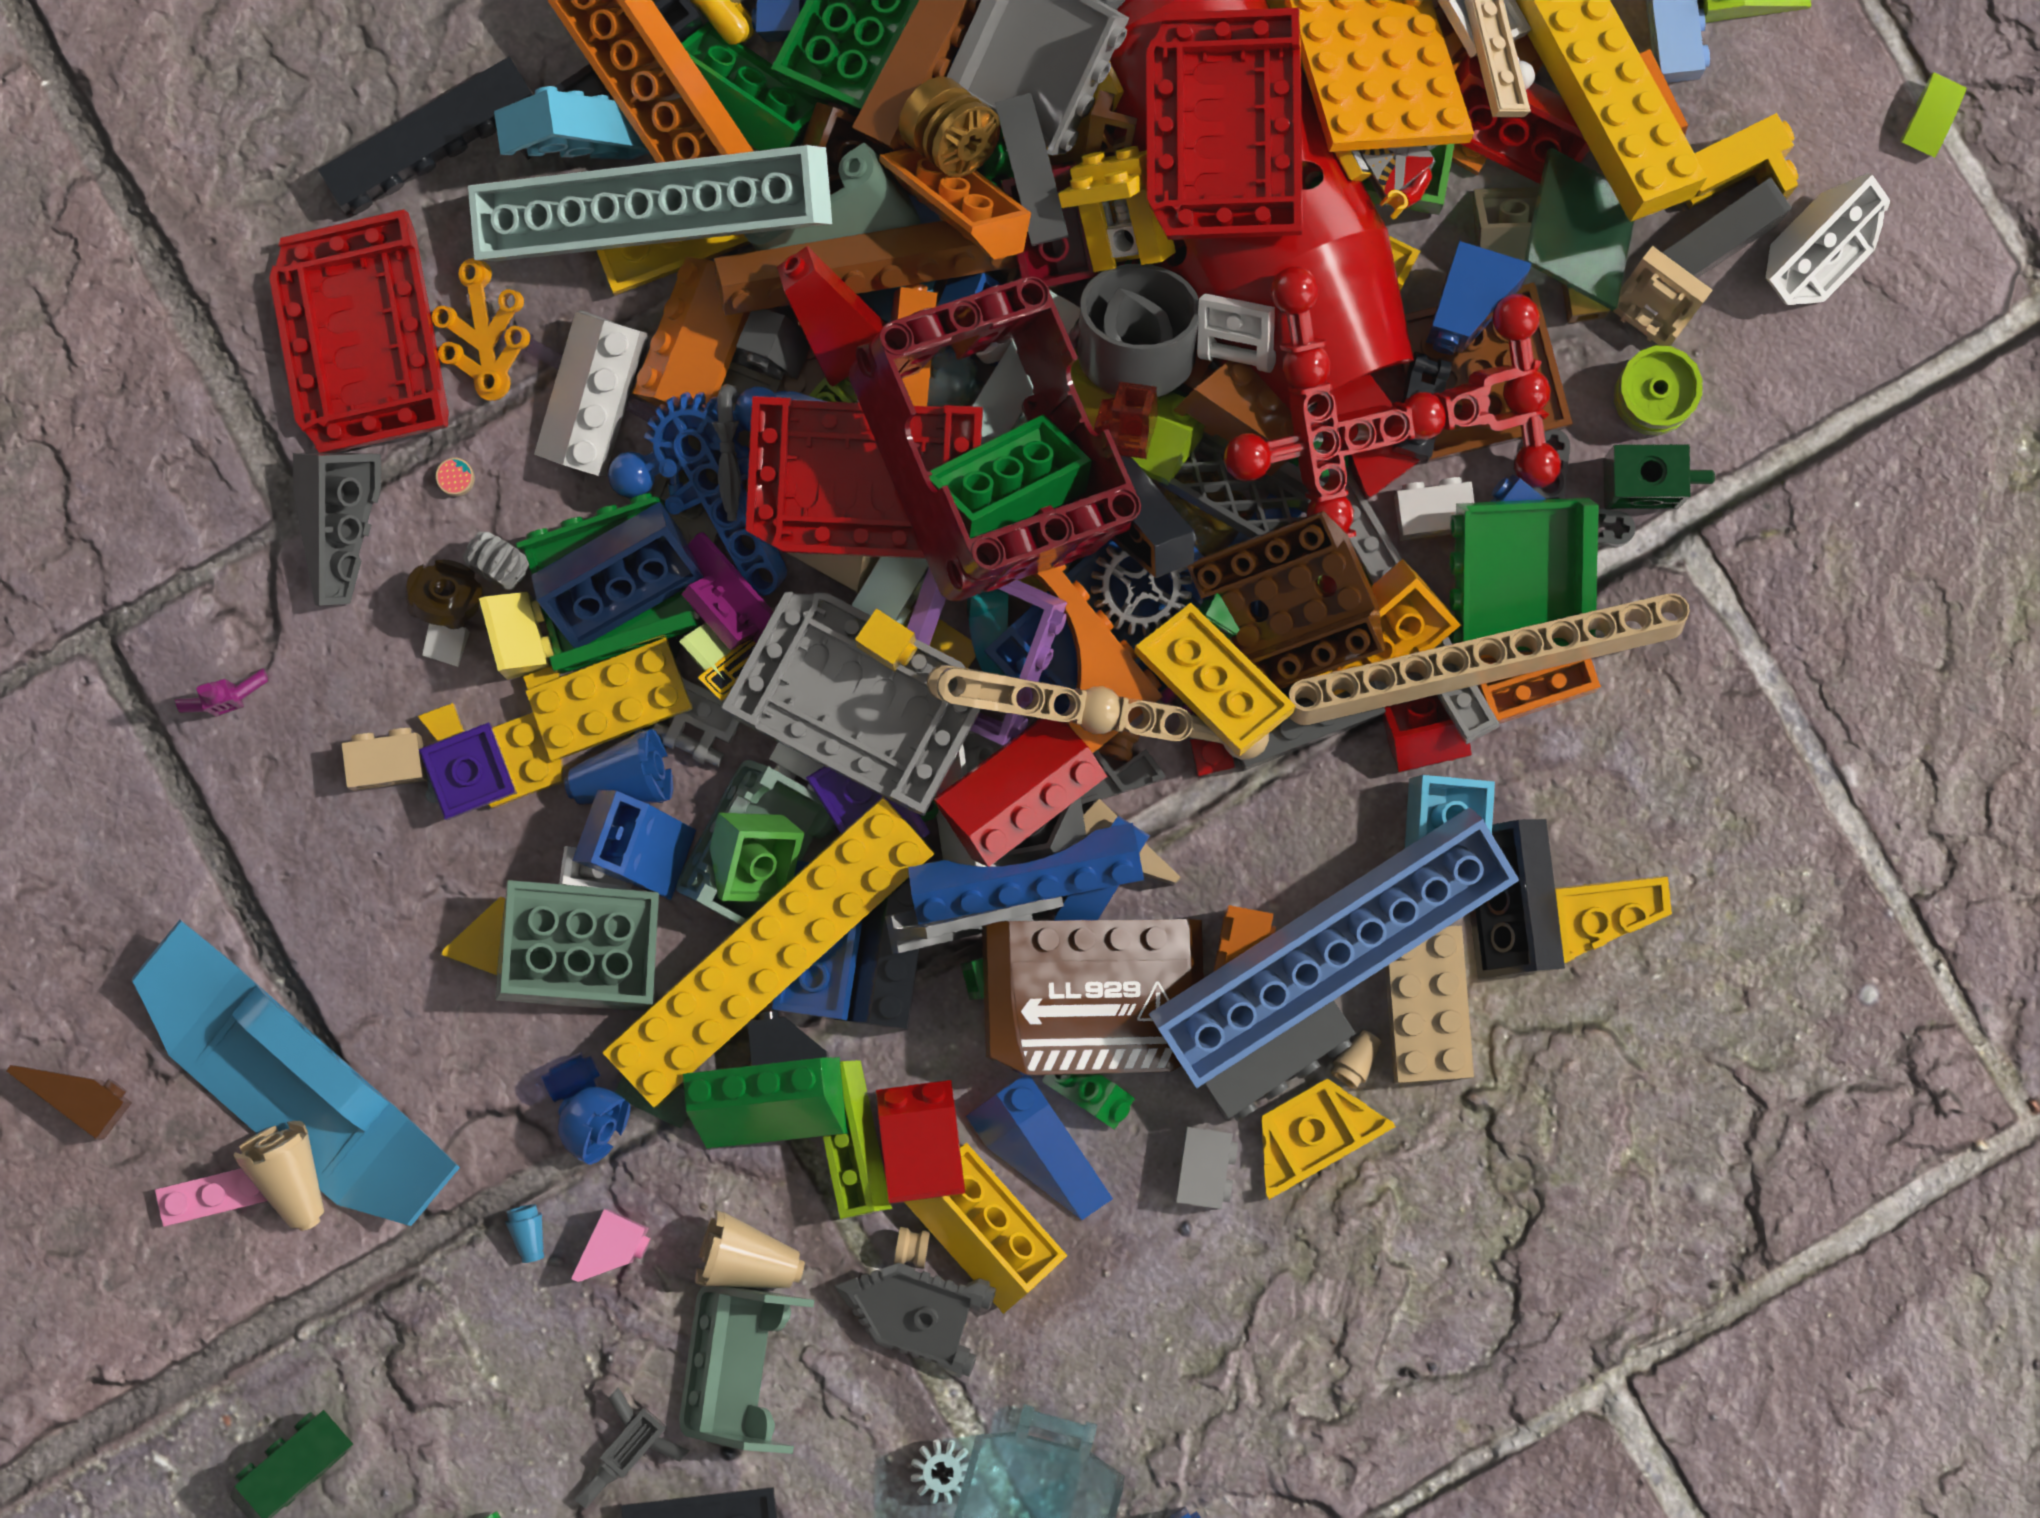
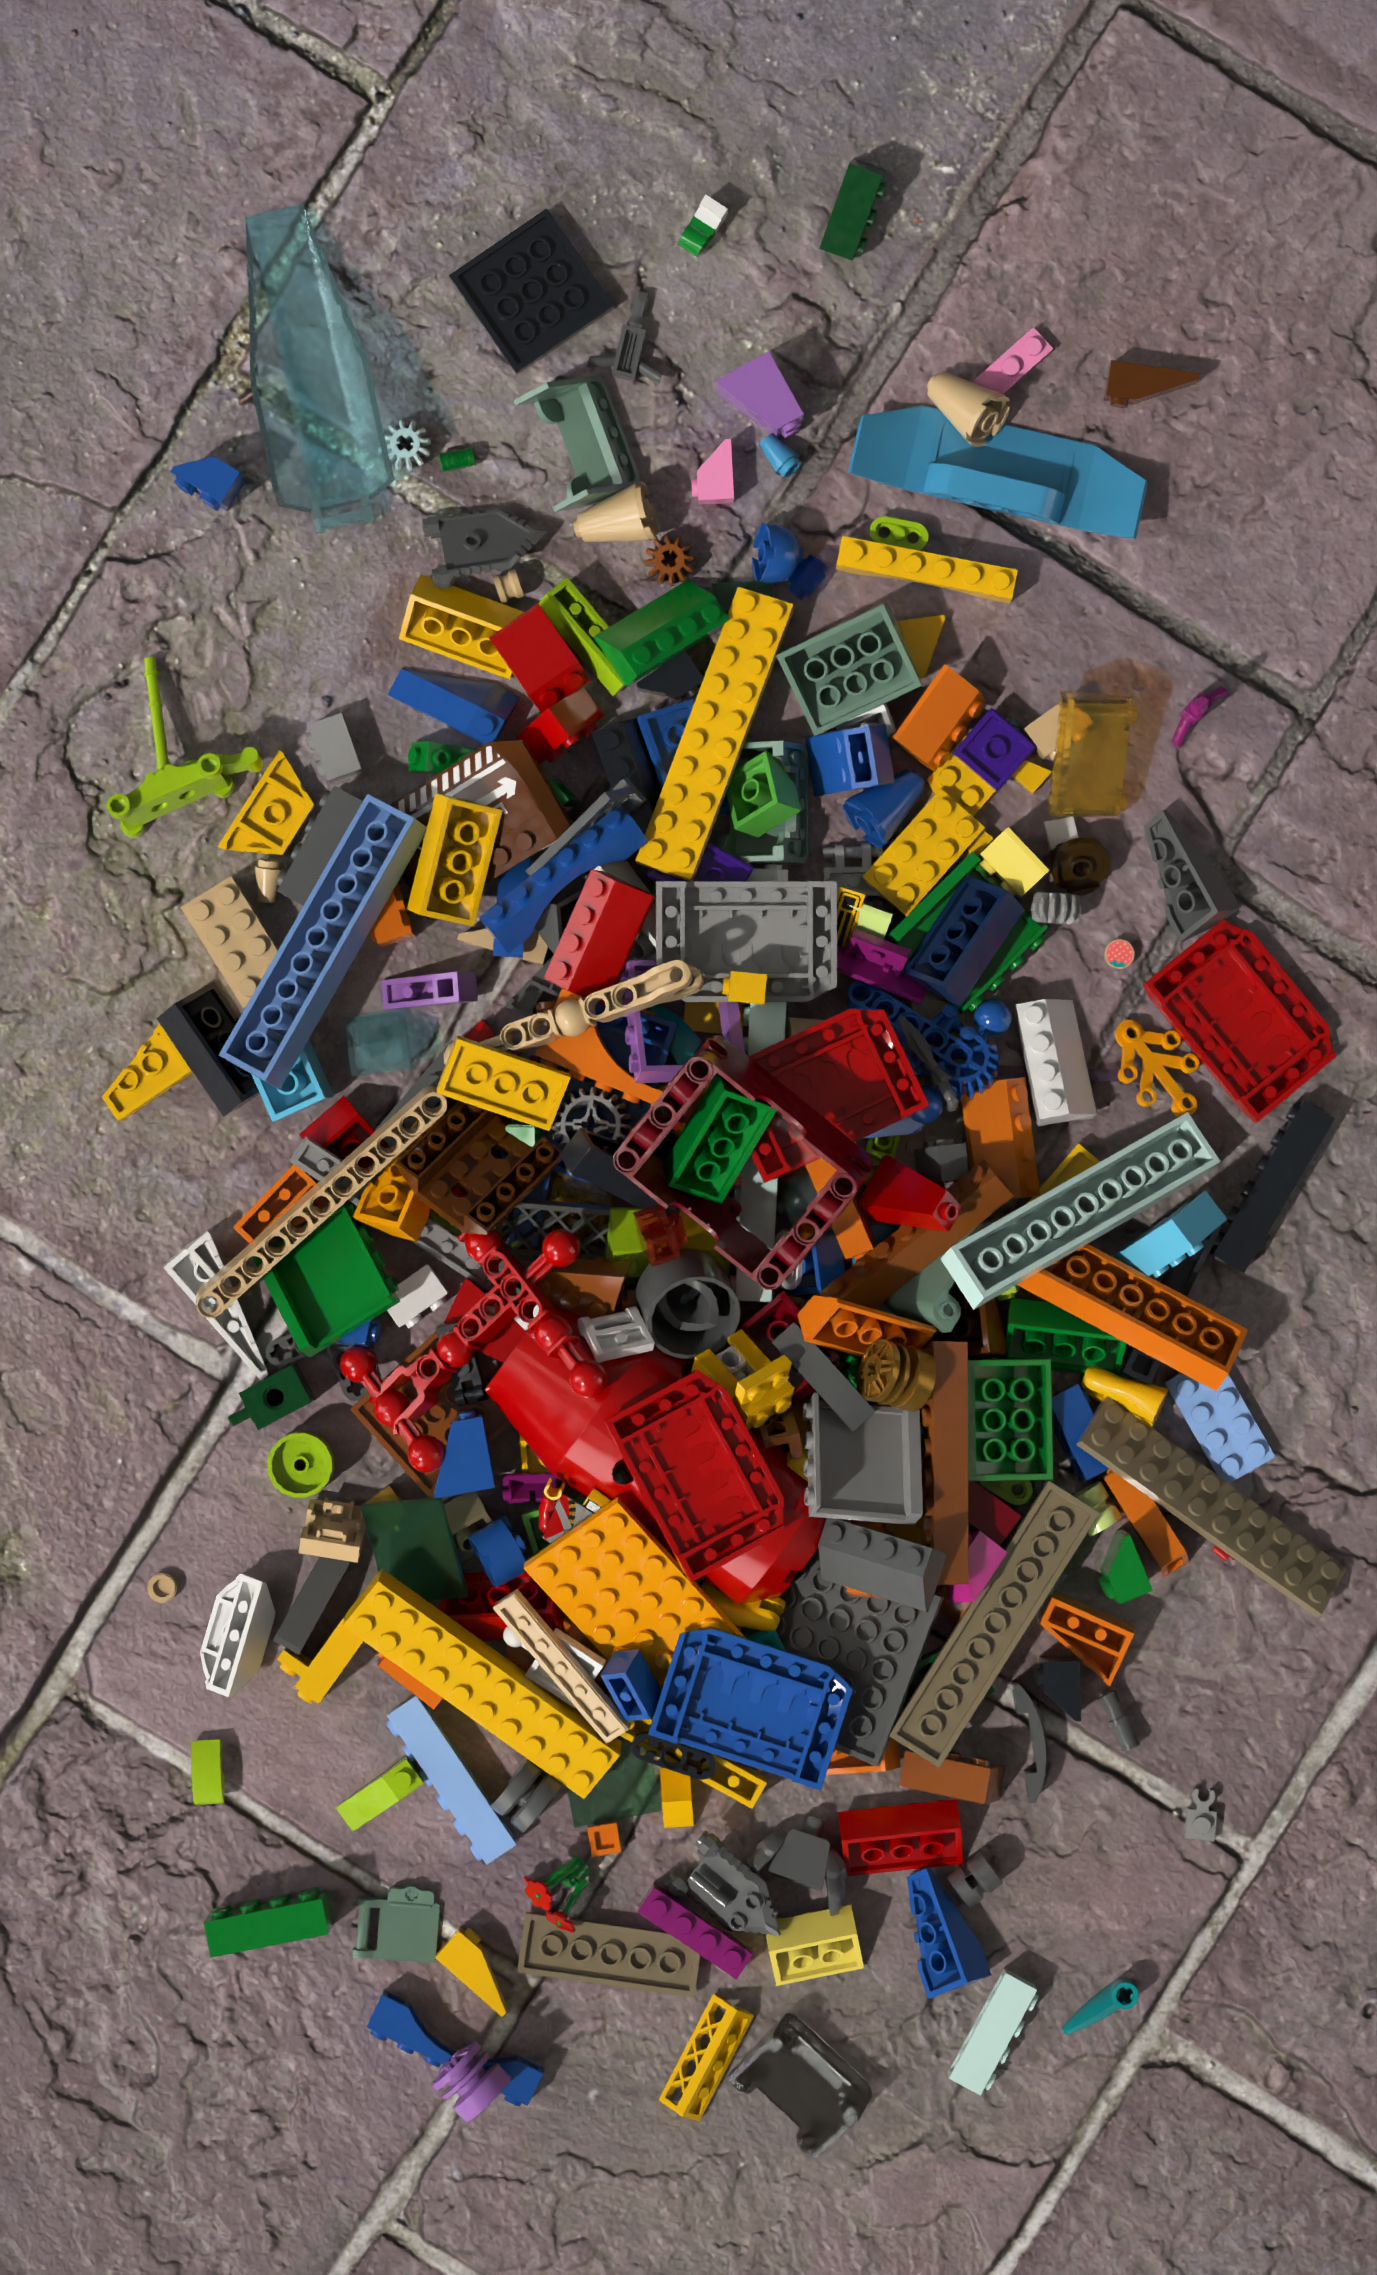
camera: 150 degrees right, 5 degrees up
(363, 707) = (1090, 754): none -> clear yellow windscreen
(432, 1014) = (933, 569): none -> yellow arch
(443, 1072) = (899, 531): none -> lime plate
(508, 836) = (939, 719): none -> orange slope
(508, 1307) = (762, 396): none -> medium lavender slope
(705, 1171) = (658, 560): none -> dark orange gear
(892, 1424) = (457, 459): none -> green piece
(936, 1054) = (562, 726): none -> red brick
(1137, 961) = (454, 860): none -> yellow slope
(1240, 838) = (429, 990): none -> medium lavender slope
(1329, 809) = (378, 1043): none -> clear light blue slope
(1406, 1217) = (178, 784): none -> lime piece
(1428, 242) = (520, 1486): none -> magenta hinge
(1487, 176) = (499, 1551): none -> blue brick
(1664, 668) = (191, 1270): none -> white wedge
(1880, 341) = (162, 1587): none -> tan tile

